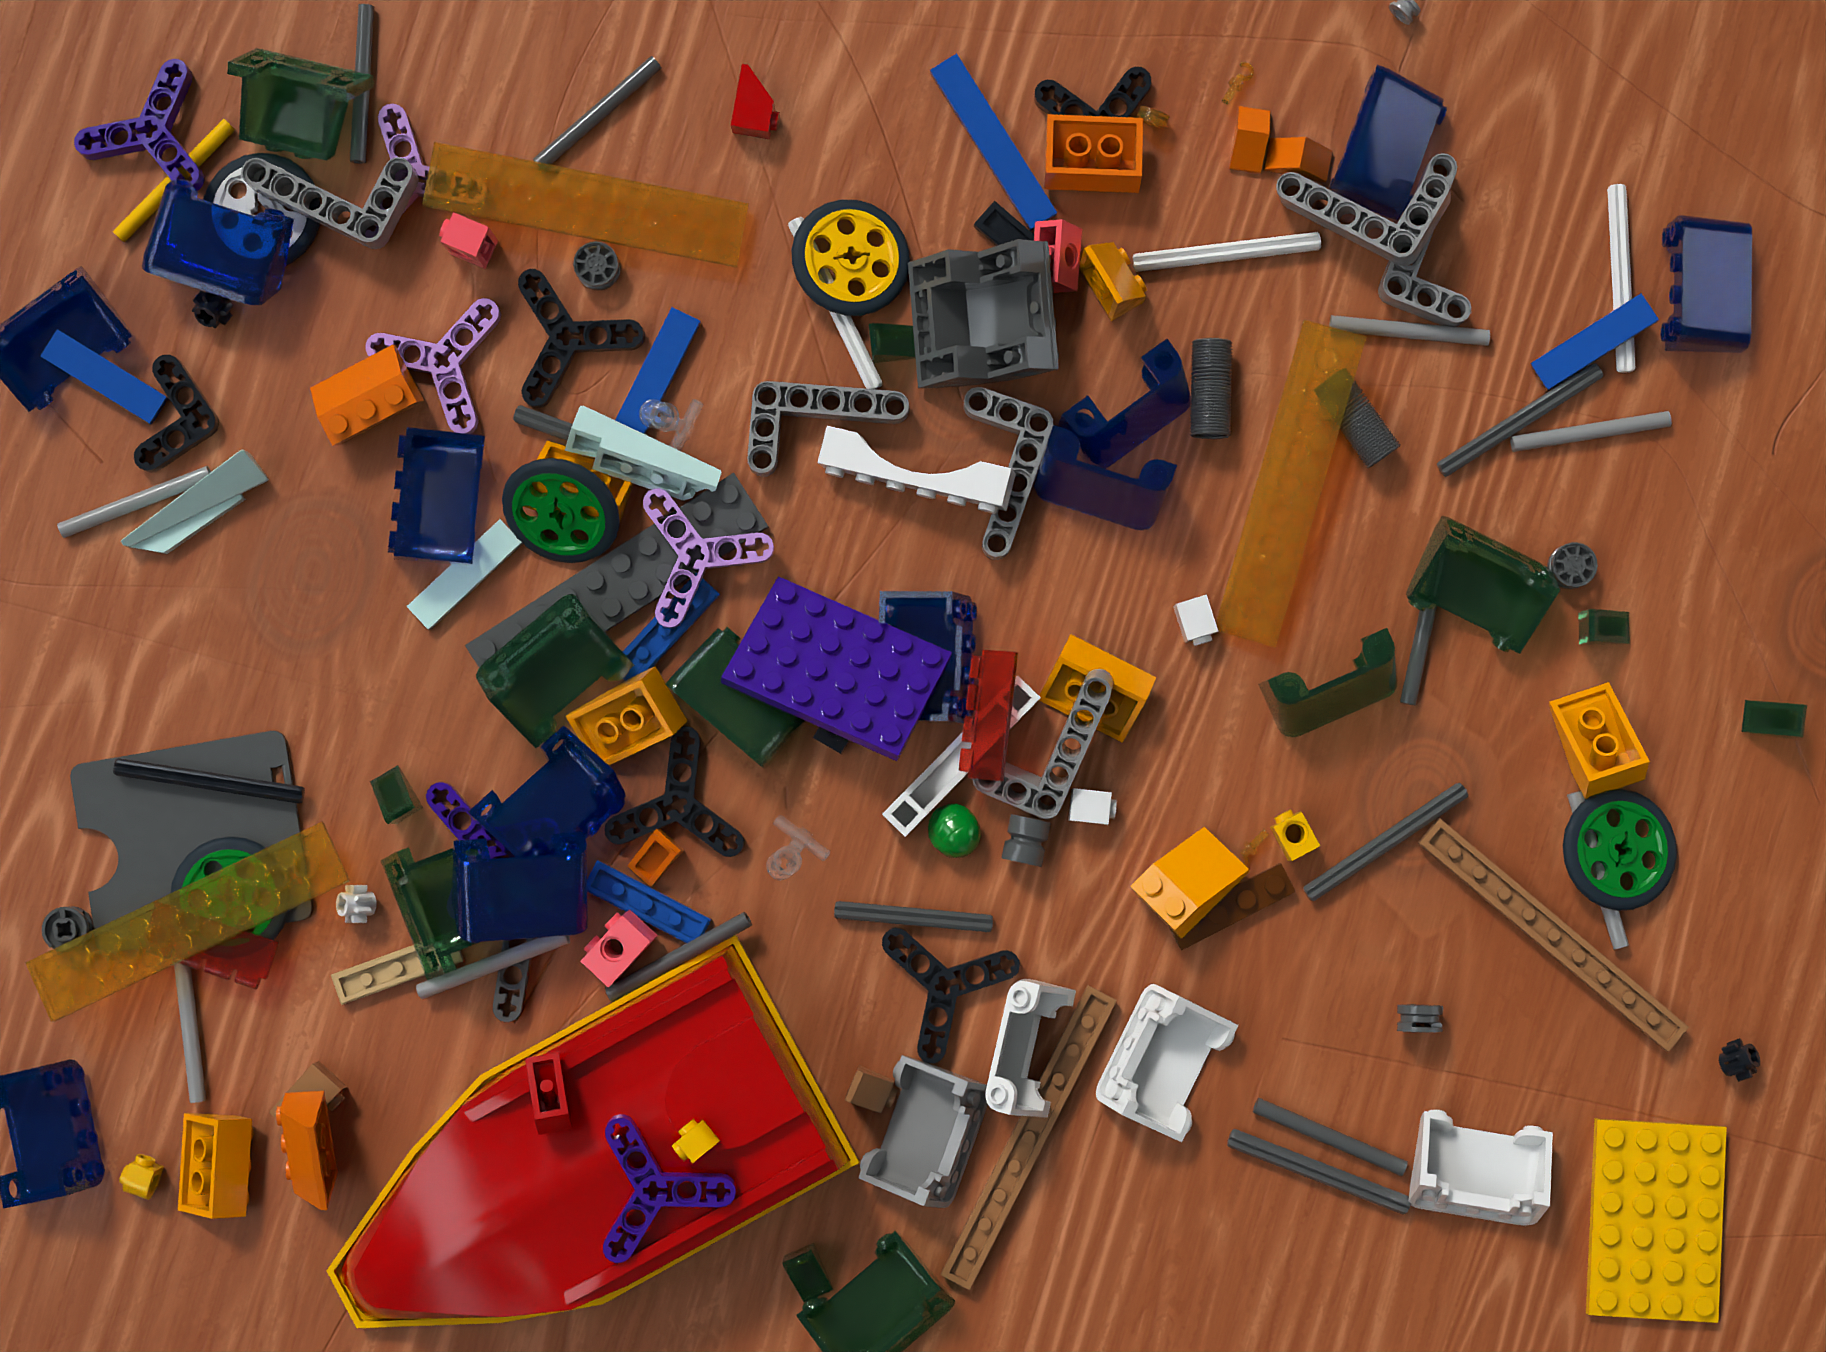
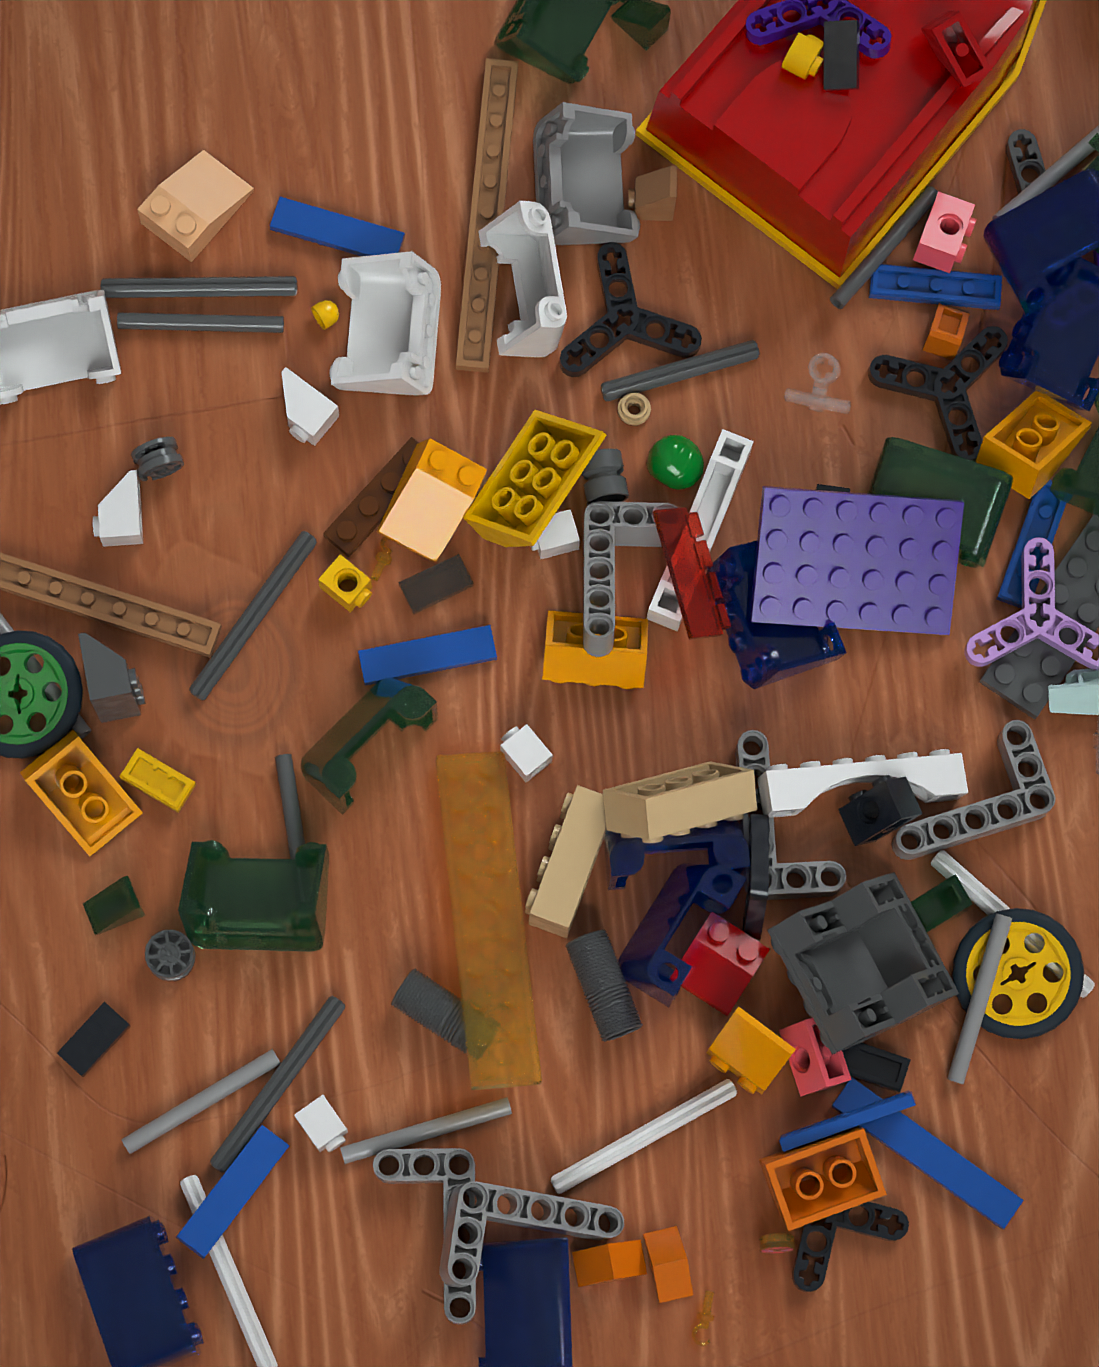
camera: 150 degrees right, 10 degrees down
(660, 1127) = (841, 55): none -> black tile
(893, 248) = (979, 998): none -> light grey piece
(911, 439) = (880, 810): none -> black brick
(980, 897) = (638, 400): none -> tan plate
(1043, 426) = (758, 876): none -> black beam
(1052, 190) = (847, 1120): none -> blue tile
(1087, 510) = (680, 801): none -> tan brick
(1094, 856) = (532, 480): none -> yellow slope
(1105, 365) = (721, 963): none -> red slope
(1171, 1176) = (334, 229): none -> blue tile
(1205, 495) = (571, 862): none -> tan brick
(1212, 805) = (436, 584): none -> clear smoke tile
(1213, 1099) = (325, 313): none -> yellow hinge
(1245, 743) = (428, 655): none -> blue tile
(1268, 1013) = (307, 409): none -> white slope
(1292, 1254) = (194, 204): none -> light nougat slope
(1470, 980) = (121, 514): none -> white slope
(1497, 368) = (322, 1124): none -> white brick
(1526, 724) = (157, 780): none -> yellow plate
(1543, 823) = (110, 683): none -> dark grey slope
(1663, 521) = (93, 1039): none -> black tile

